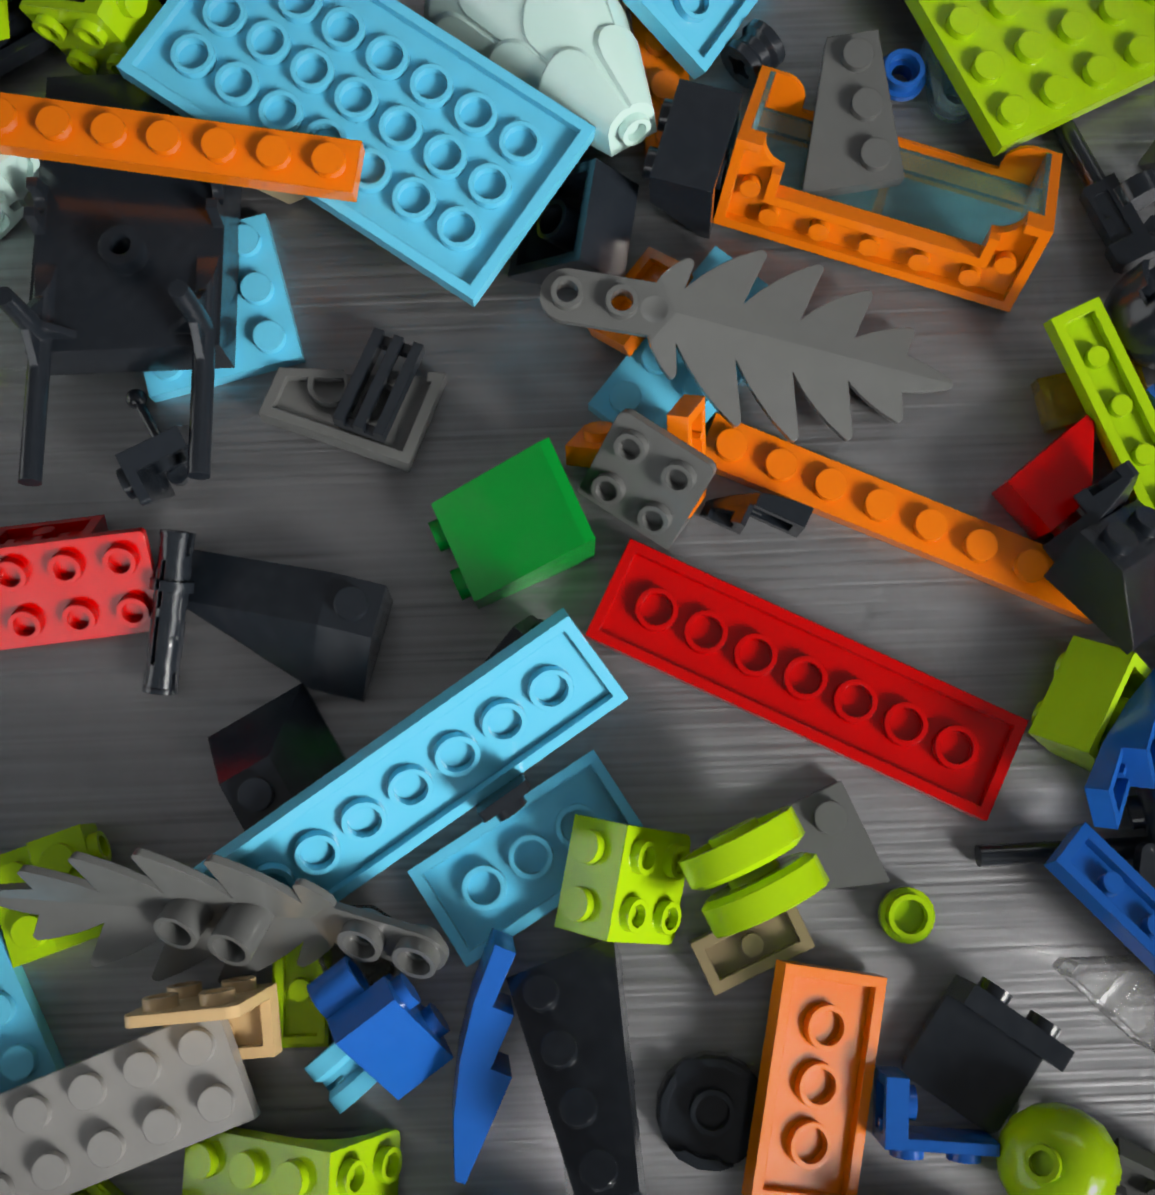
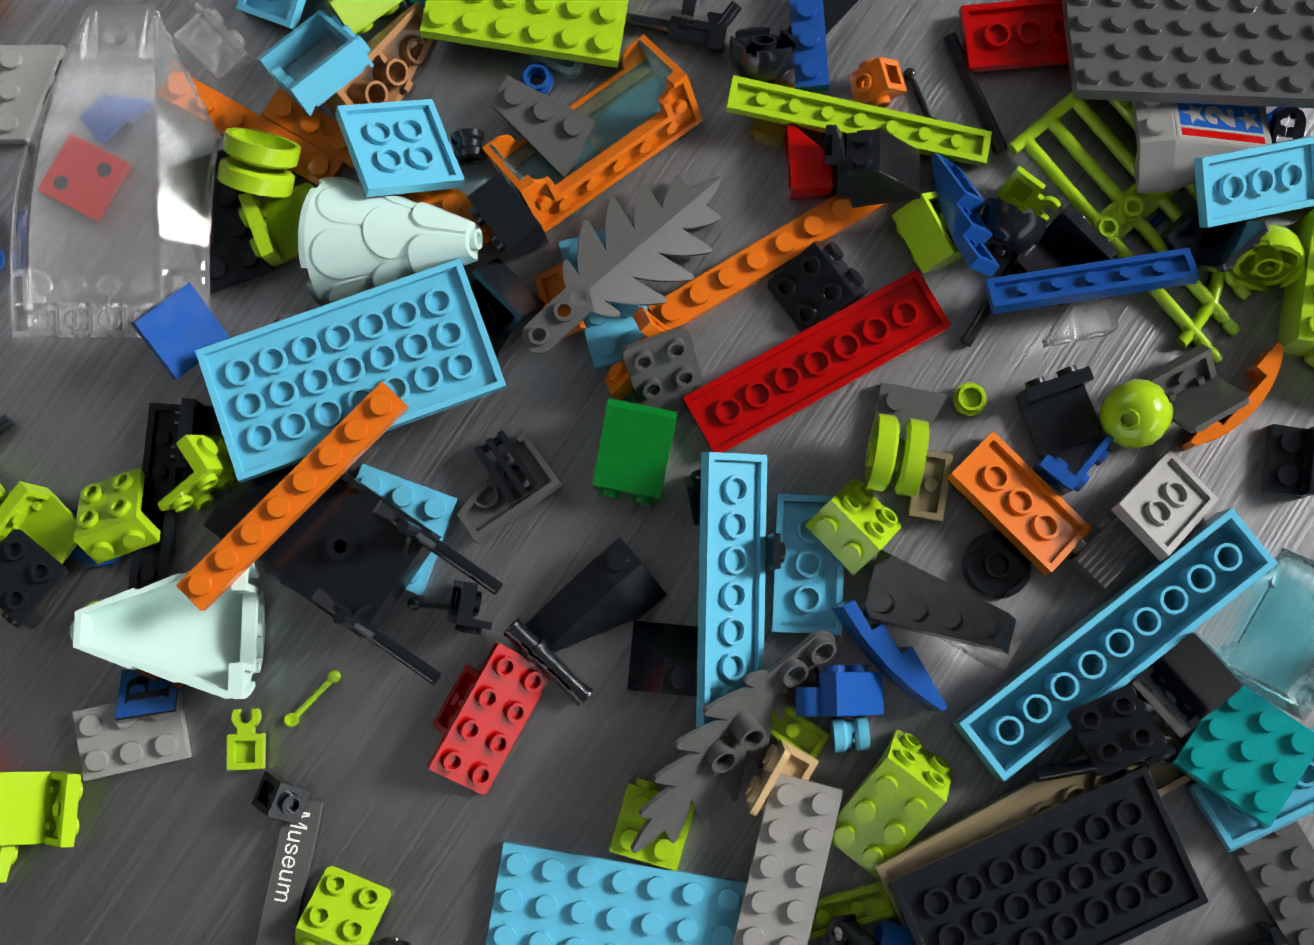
camera: 55 degrees left, 0 degrees up
(776, 511) = (707, 333): black slope -> none
(907, 604) = (816, 284): none -> black bracket

